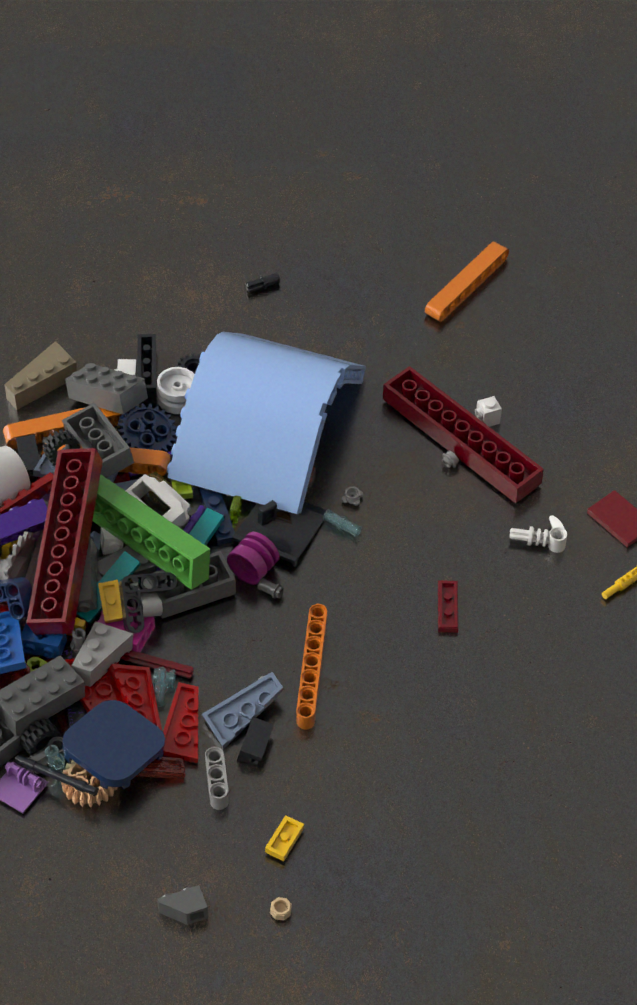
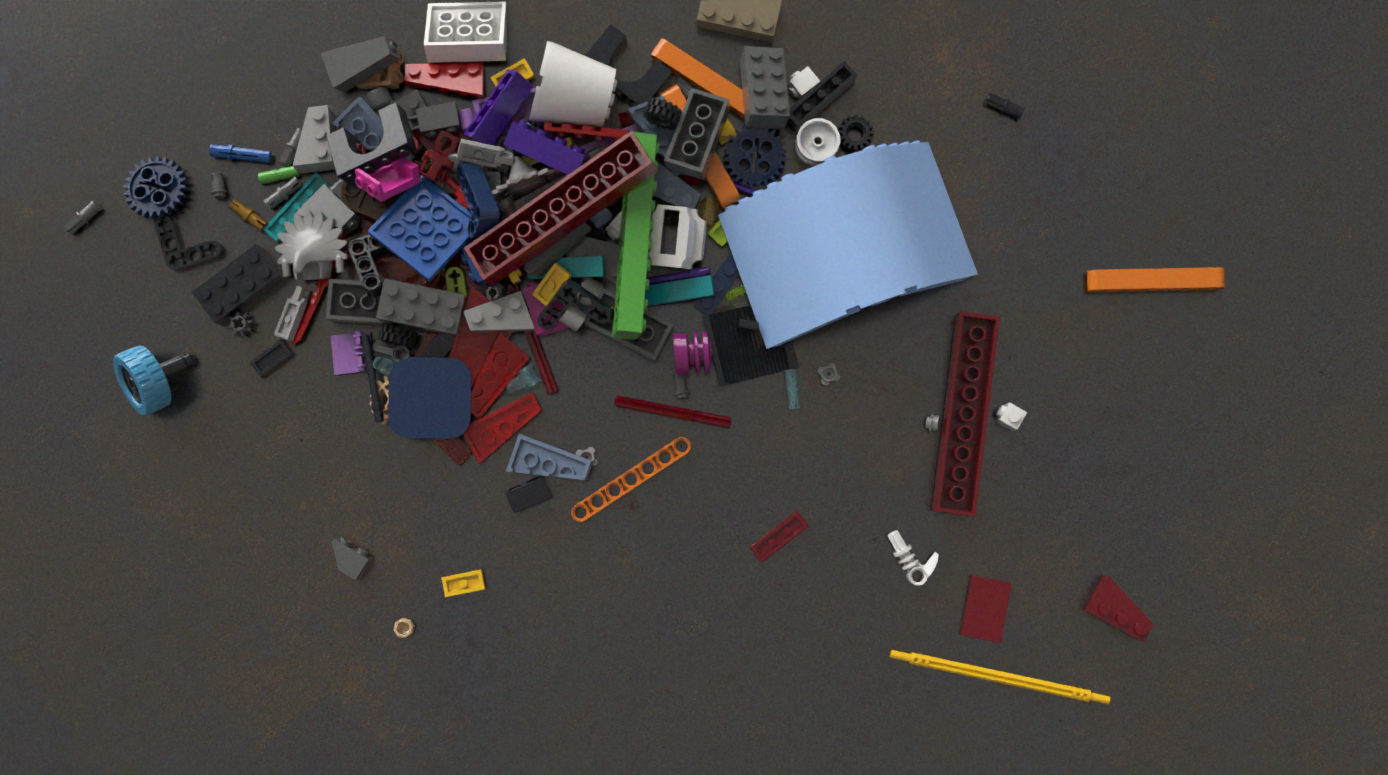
camera: 55 degrees right, 35 degrees up
(216, 786) = (464, 496): light grey beam -> none
(284, 607) = (672, 411): none -> dark red axle

